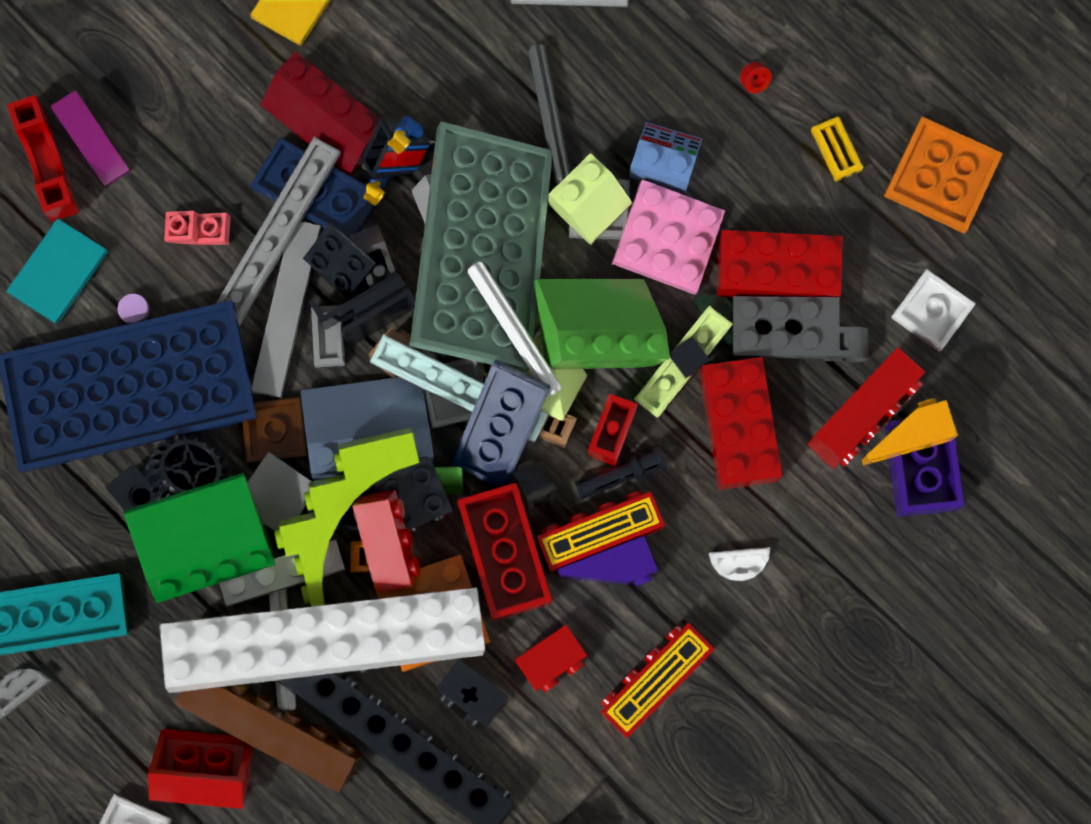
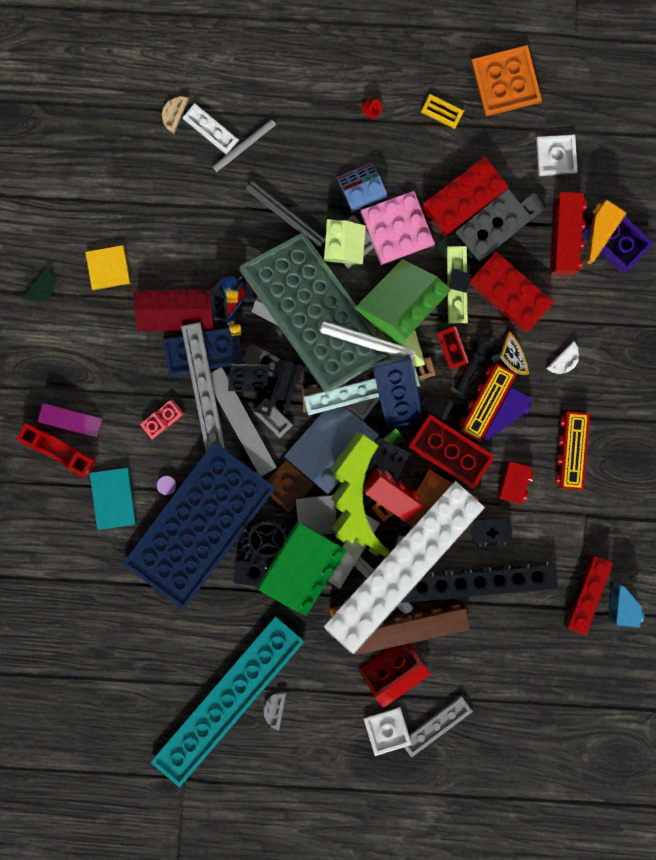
camera: 40 degrees left, 10 degrees up
(679, 501) = (512, 356): none -> shield

